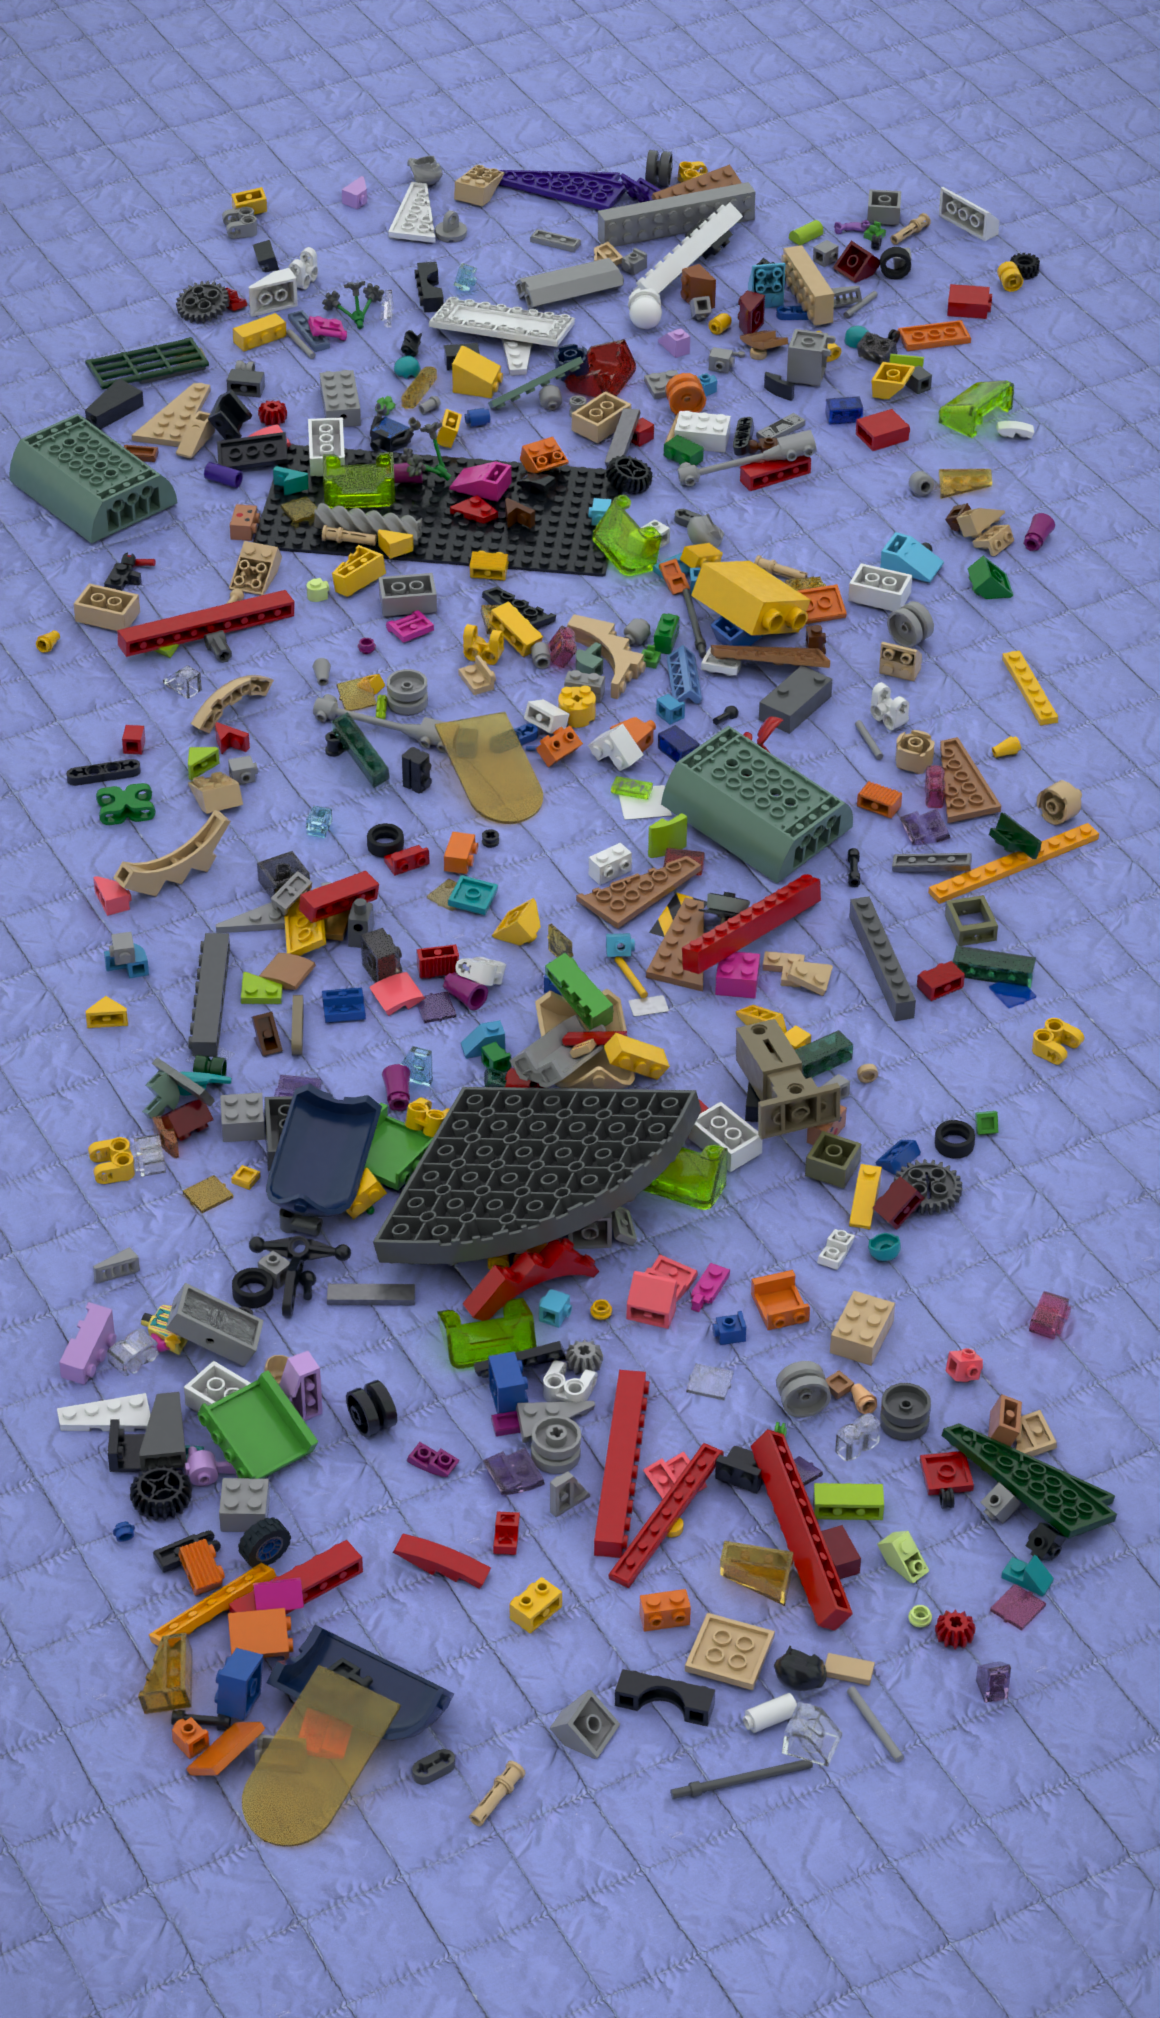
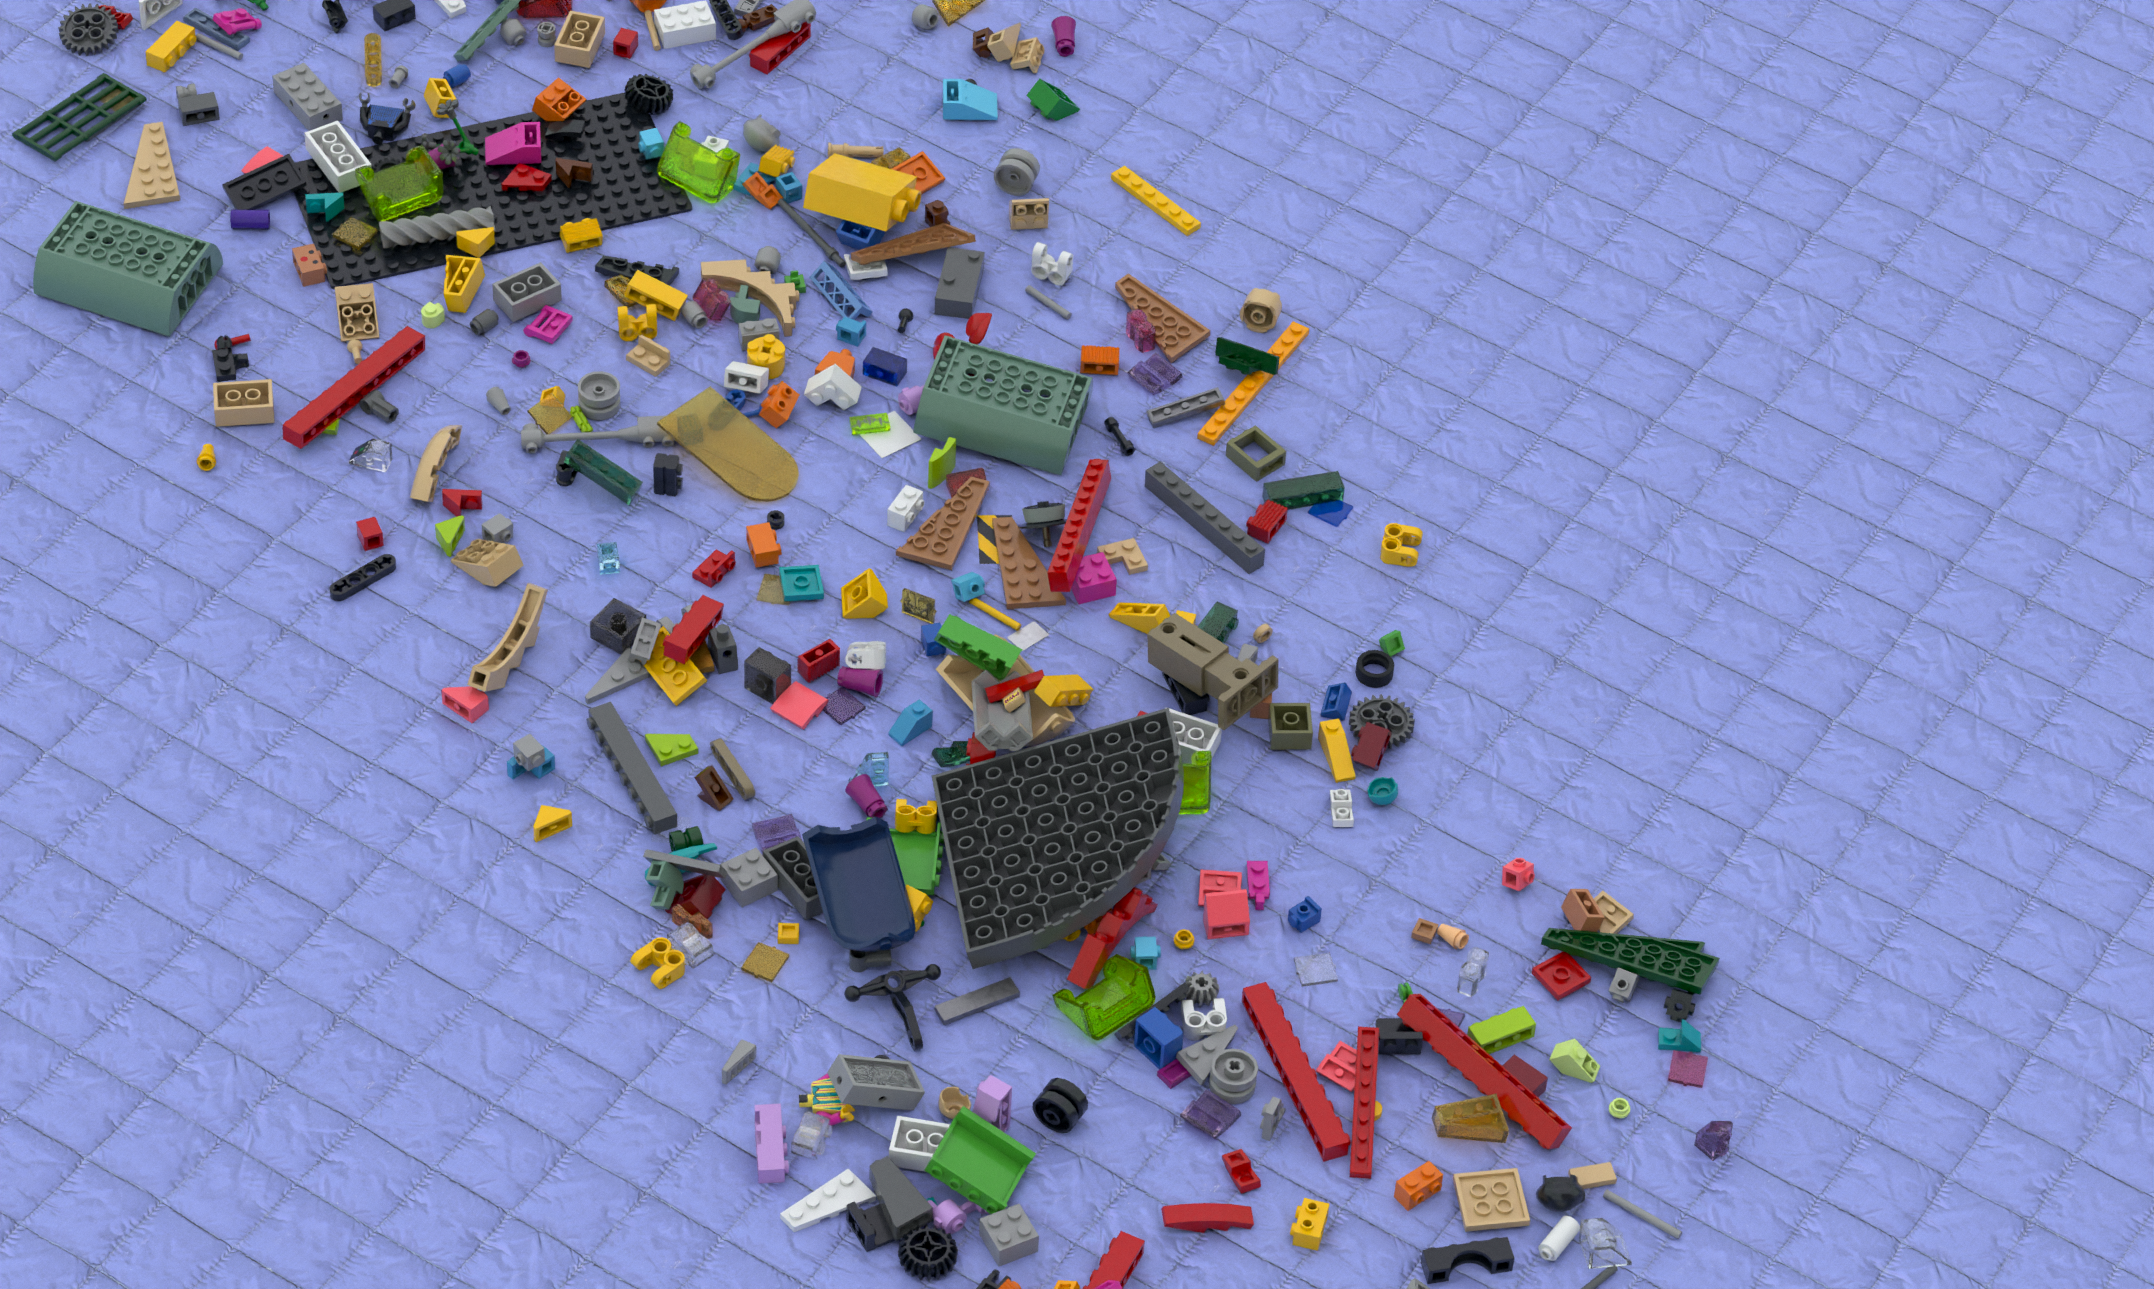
camera: 30 degrees left, 5 degrees up
(114, 404) = (82, 173): black slope -> none
(125, 804) = (410, 603): green piece -> none
(144, 453) = (152, 217): dark orange tile -> none
(196, 435) = (192, 183): tan slope -> none
(229, 415) = (212, 150): black panel -> none
(248, 1276) = (872, 1022): black tyre -> none
(264, 1542) = (1055, 1261): black wheel -> none
(272, 413) = (250, 134): red gear -> none
(276, 1266) = (879, 1010): light grey brick -> none
(288, 970) = (684, 718): medium nougat slope -> none
(307, 1279) = (919, 1017): black bar -> none
(340, 535) = (416, 248): tan pin -> none
(343, 1005) = (758, 734): blue slope -> none
(356, 608) = (484, 322): none -> dark grey brick
(385, 831) = (685, 545): black tyre -> none
(388, 403) = (354, 89): bright green plant -> none
(407, 366) = (346, 40): teal hair -> none
(427, 1459) = (1140, 1132): magenta slope -> none
(475, 374) = (425, 29): yellow slope -> none
(495, 1057) = (933, 736): green brick -> none
(623, 434) = (616, 55): flat silver tile -> none
(666, 633) = (797, 253): green brick -> none
(683, 451) = (680, 51): green brick -> none
(683, 516) = (731, 123): dark grey beam -> none
(779, 1300) = (1327, 874): orange panel -> none
(803, 1389) = (1406, 946): light grey wheel -> none
(810, 975) = (1154, 557): tan wing -> none
(862, 1328) = (1413, 872): tan brick -> none
(880, 587) = (962, 141): white brick -> none
(905, 1411) = (1498, 933): dark grey wheel -> none
(914, 751) = (1101, 301): tan brick -> none
(946, 1497) = (1576, 997): black bush -> none
(955, 1629) = (1655, 1108): red gear -> none
(1007, 747) = (1177, 268): yellow cone -> none
(1049, 1315) = (1554, 802): clear pink brick -> none

